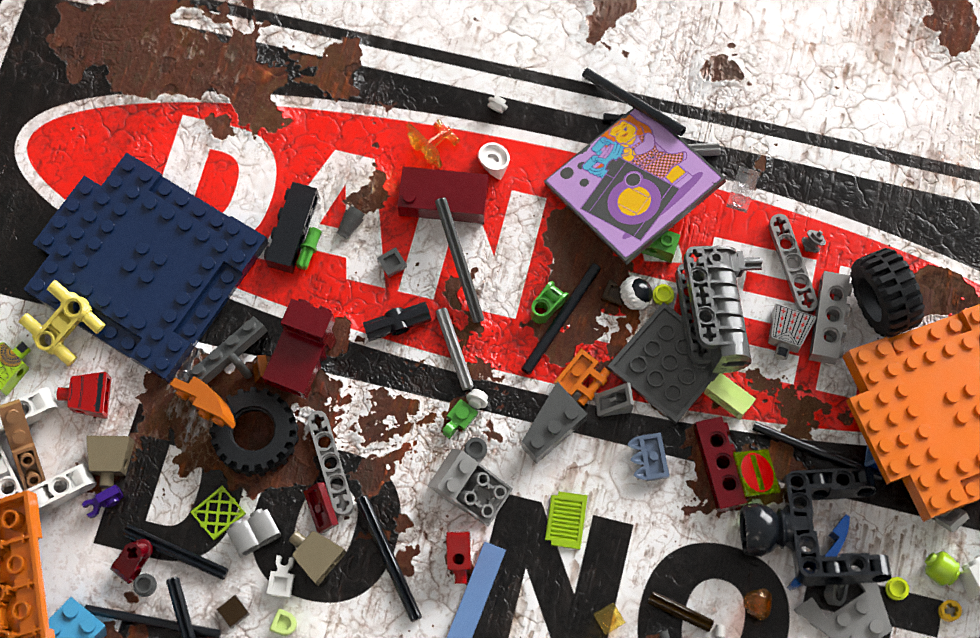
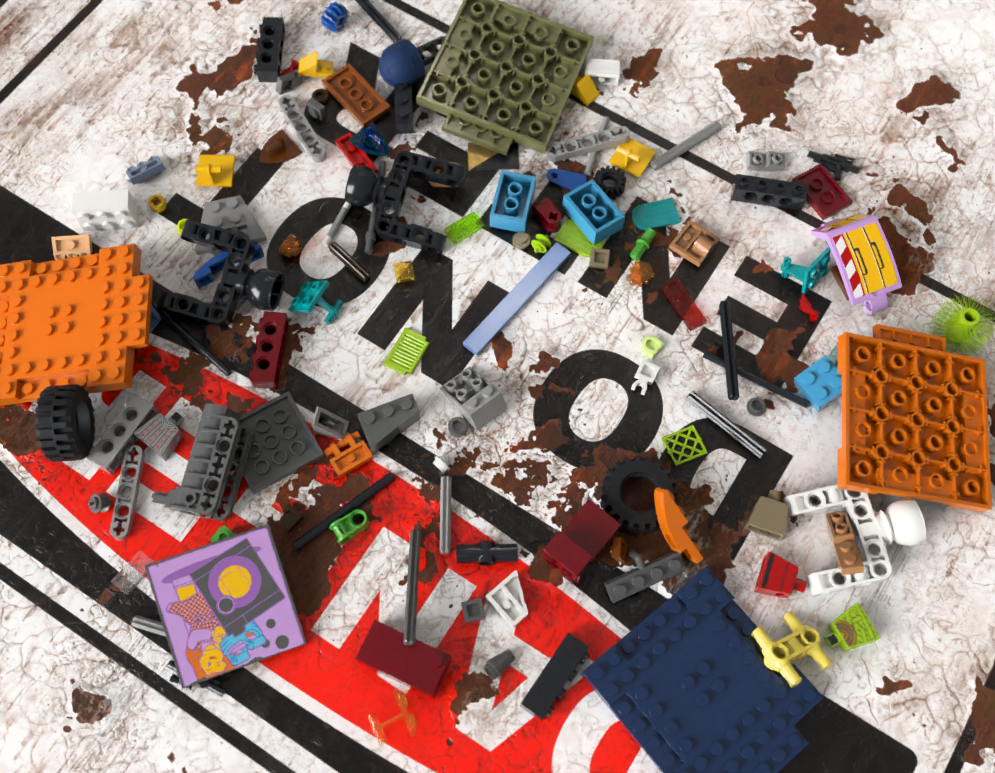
camera: 165 degrees left, 5 degrees down
(108, 498) = (776, 482): dark purple plate -> none
(132, 560) = (763, 425): dark red piece -> none
(233, 611) = (689, 366): dark brown tile -> none
(253, 533) = (659, 416): light grey brick -> none
(308, 247) = (545, 651): bright green axle -> none
(316, 554) = (612, 383): dark tan torso -> none
(320, 507) = (599, 418): dark red plate -> none
(330, 474) = (581, 462): light grey beam -> none
(359, 284) = (509, 600): none -> white wing
(389, 558) = (556, 367): black axle -> none
(459, 543) = (501, 343): red torso -> none
(460, 417) = (461, 456): bright green plate -> none
(494, 159) = (343, 681): white piece -> none
(497, 104) = (317, 740): white plate -> none
(634, 102) = (189, 689): black piece -> none
(636, 293) = (271, 509): hair -> none
(650, 456) = (320, 372): sand blue plate -> none
(663, 293) = (249, 501): neon yellow plate -> none
(703, 541) = (311, 295): none -> teal plate
(729, 396) = (235, 398): yellowish green panel -> none
(756, 472) = (245, 334): piece -> none
(942, 568) = (145, 227): lime head -> none

